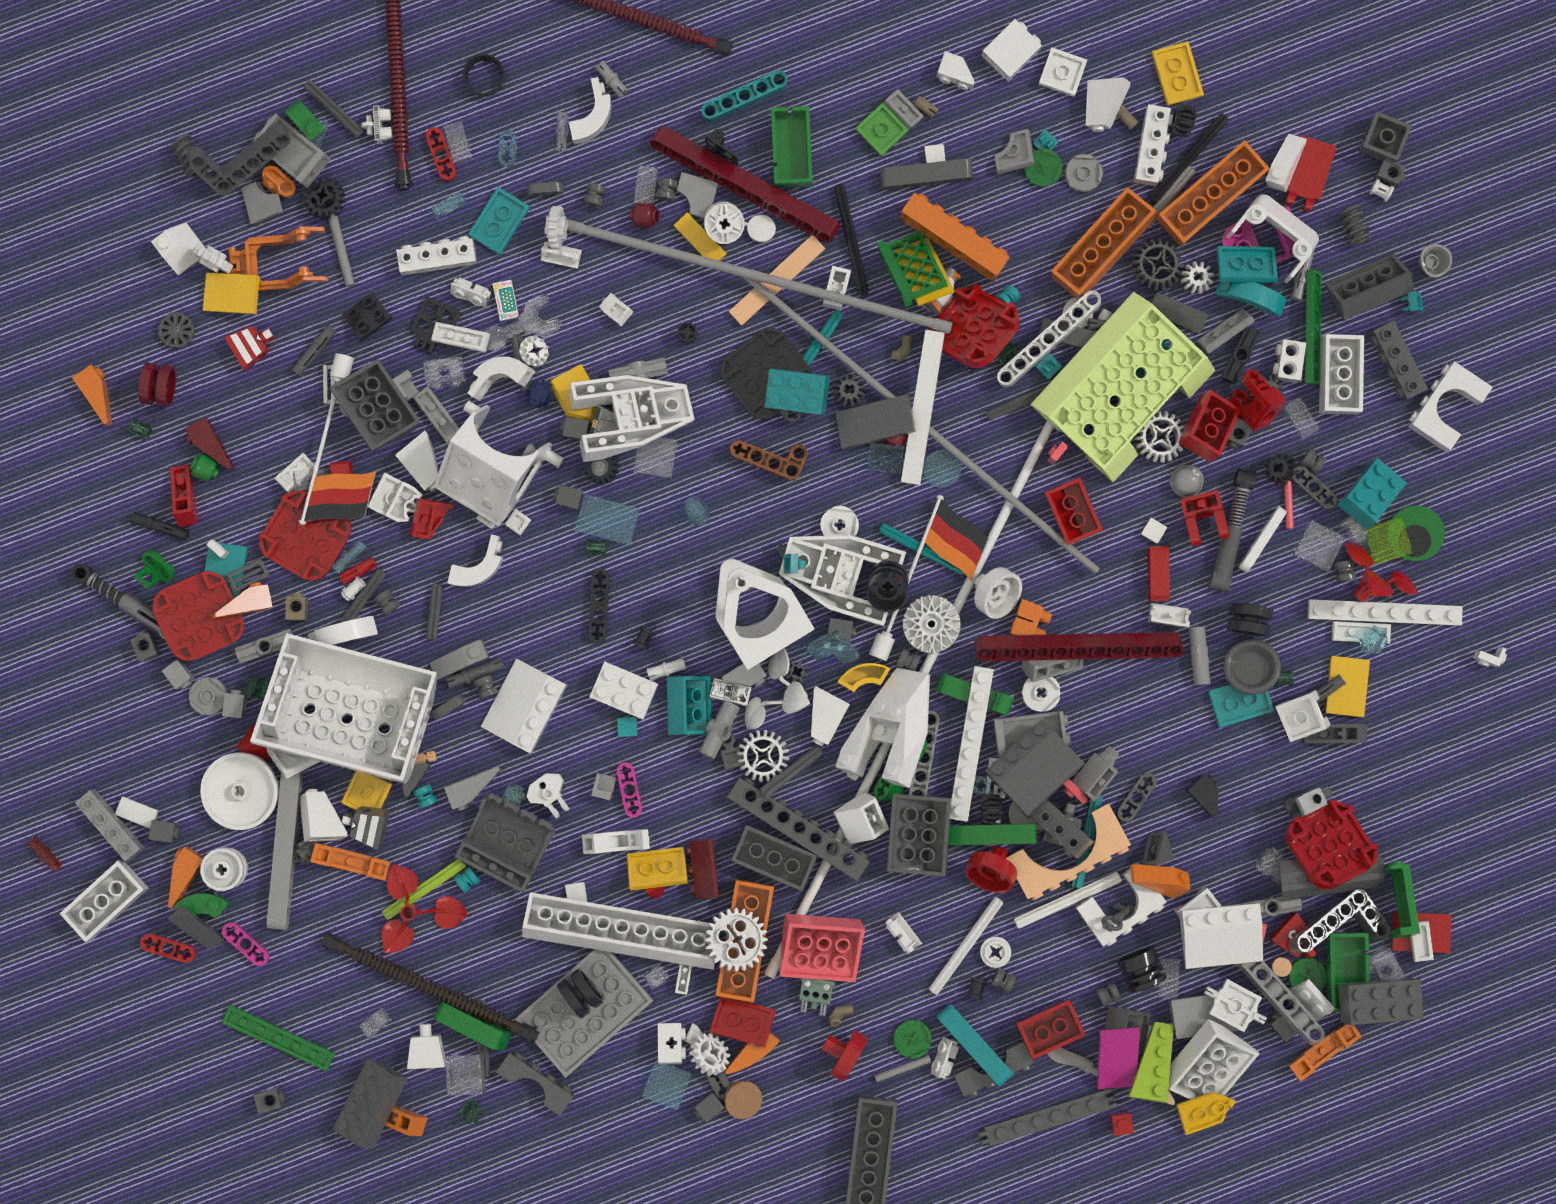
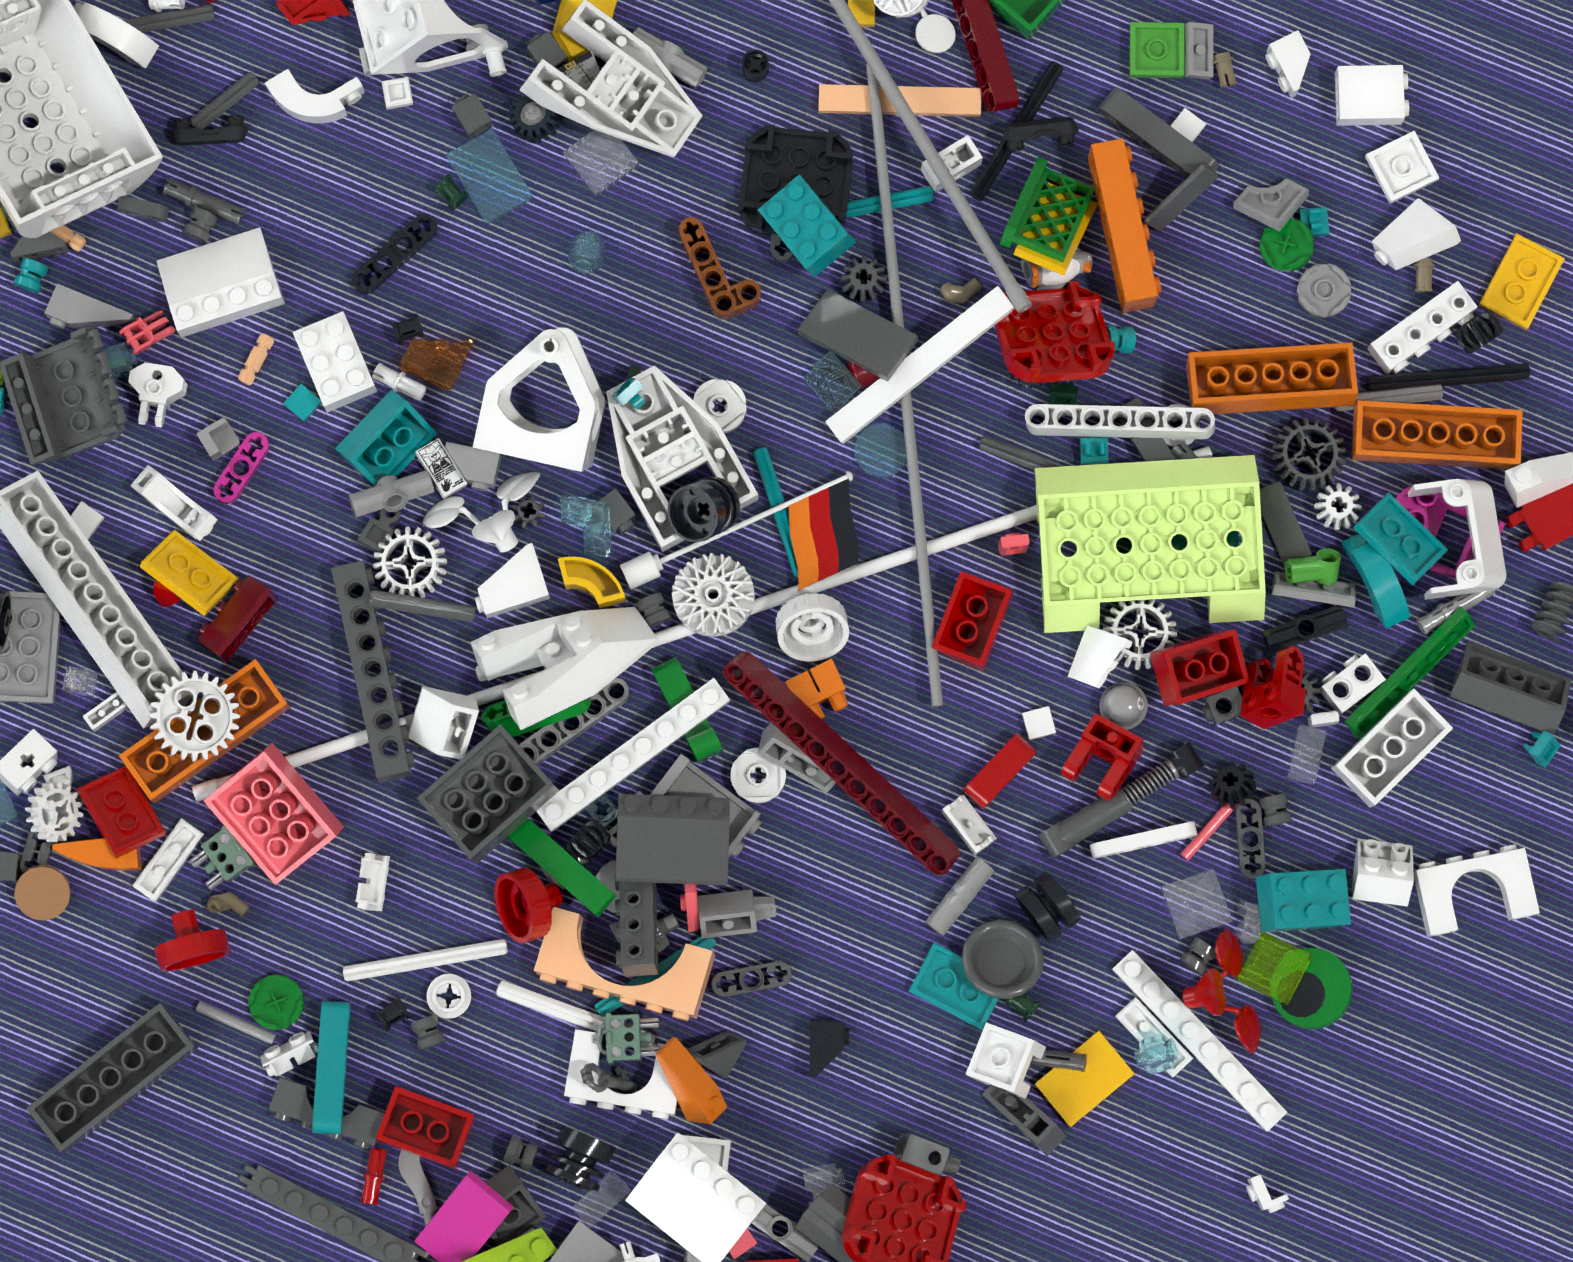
camera: 50 degrees right, 5 degrees down
(387, 602) = (187, 46): dark grey wheel -> none
(430, 649) = (233, 133): none -> black piece
(460, 659) = (203, 173): light grey slope -> none
(513, 769) = (145, 331): none -> coral arm
(581, 727) = (256, 359): none -> light nougat axle
(674, 640) = (436, 361): none -> clear orange slope
(774, 857) = (317, 676): dark grey brick -> none
(788, 1021) = (168, 860): none -> white tile
(872, 217) = (1062, 127): none -> black piece
(968, 194) = (1181, 197): none -> dark grey slope
(1046, 1077) = (374, 1176): none -> red axle
(1103, 894) = (616, 1037): none -> sand green piece
(1152, 469) = (1096, 656): none -> white slope
(1219, 317) = (1319, 568): none -> bright green piece
(1293, 391) = (1323, 719): none -> white tile
(1395, 440) = (1383, 872): none -> white slope
(1398, 361) = (1467, 792): dark grey brick -> none

